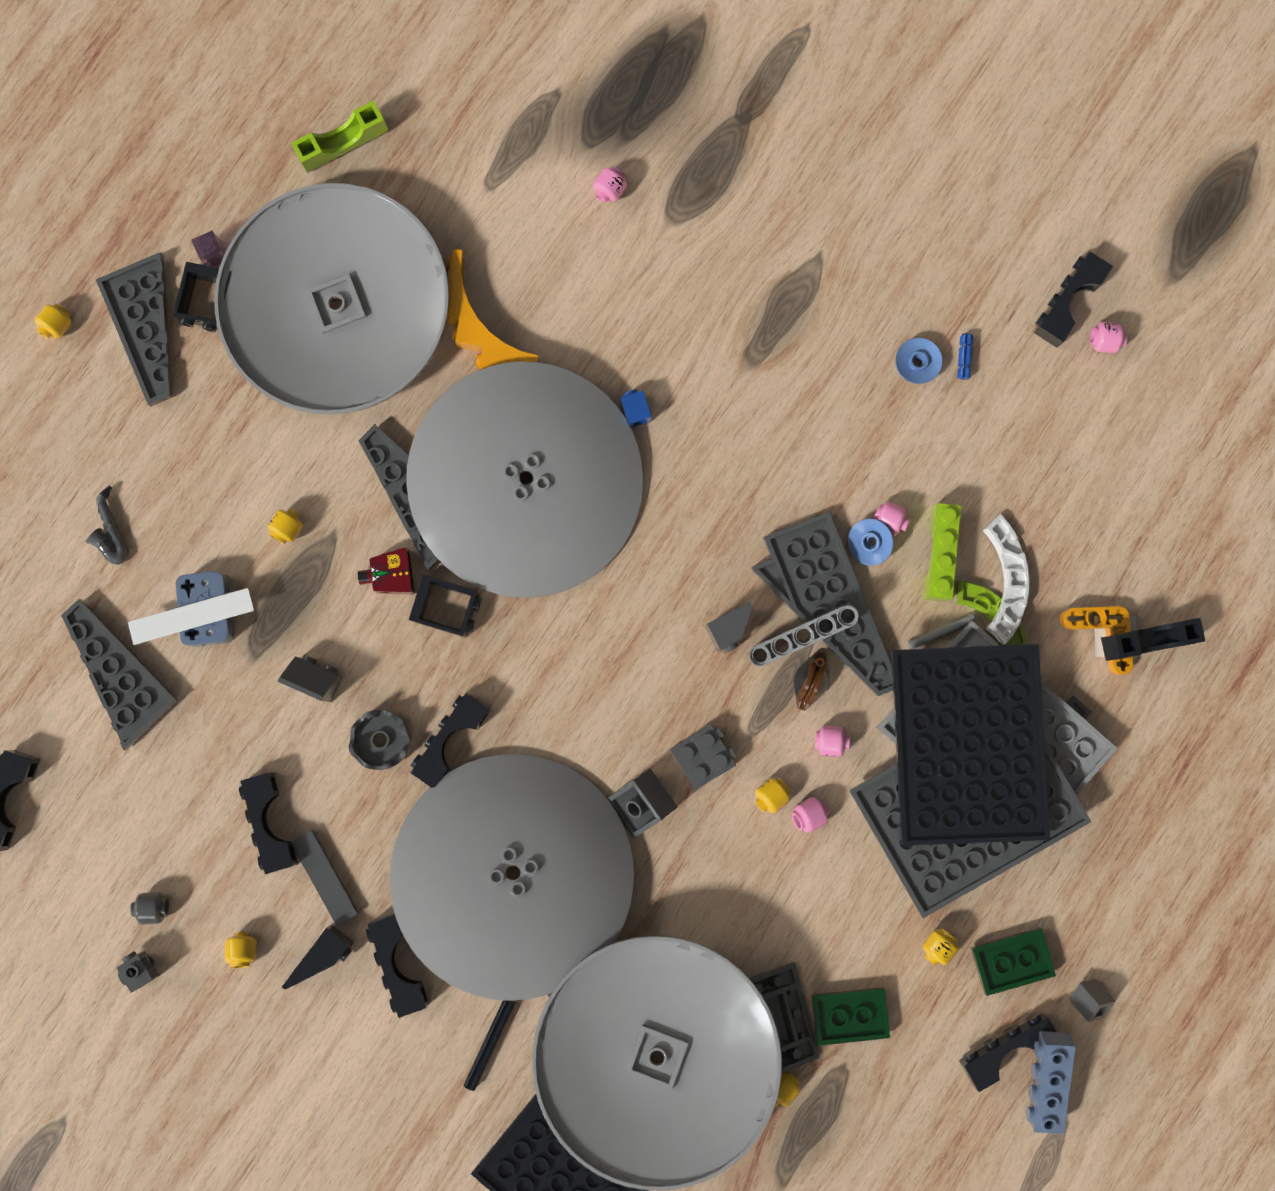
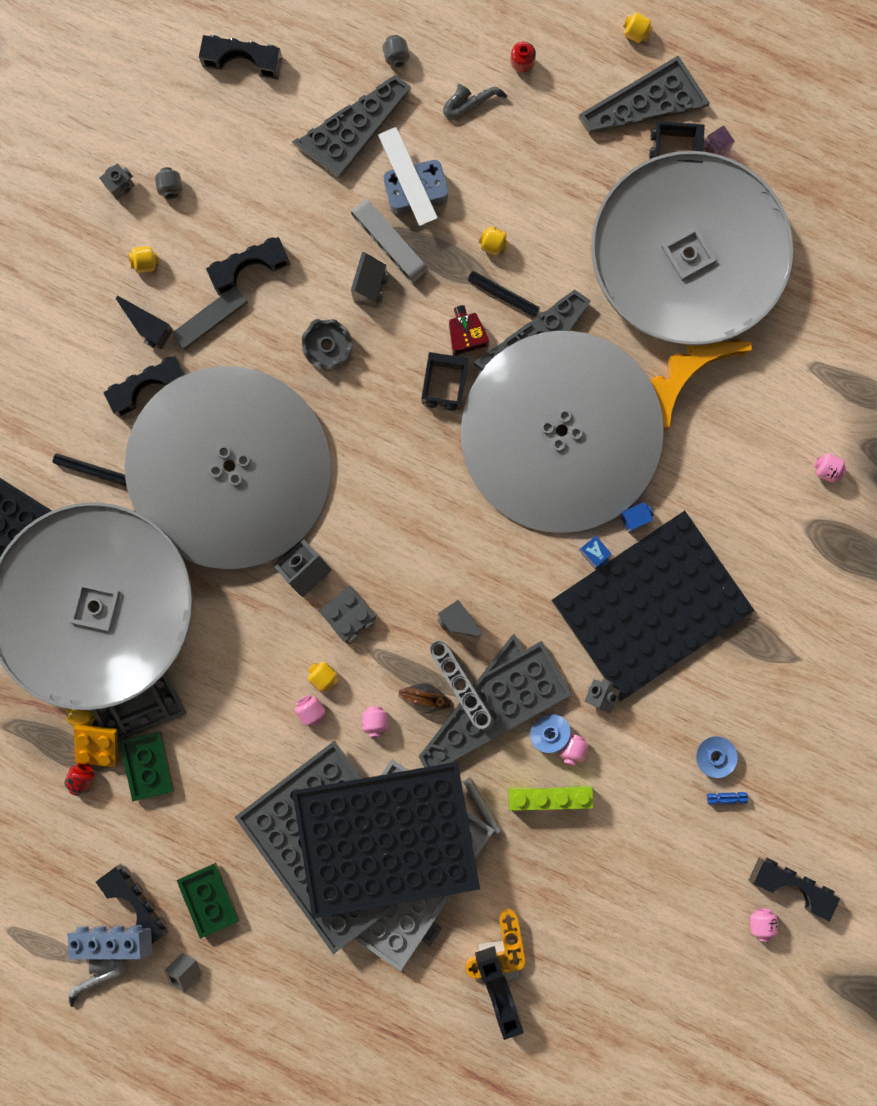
camera: 85 degrees right, 0 degrees up
(31, 610) = (395, 51): none -> dark grey head
(65, 460) = (523, 56): none -> red head
(264, 649) = (389, 240): none -> light grey beam
(322, 148) = (820, 218): lime arch -> none
(350, 523) = (503, 293): none -> black axle
(432, 764) = (311, 390): black arch -> none
(670, 461) = (595, 552): none -> blue brick
(738, 407) = (652, 605): none -> black plate
(820, 1074) = (96, 745): none -> light orange plate
(834, 477) = (602, 695): none -> dark grey brick
(857, 1098) = (79, 779): none -> red head
(940, 947) = (212, 835): yellow head -> none
(986, 603) = (507, 850): lime tile -> none
(1015, 579) = (535, 865): white tile -> none
(1081, 1092) = (106, 970): none -> light grey piece

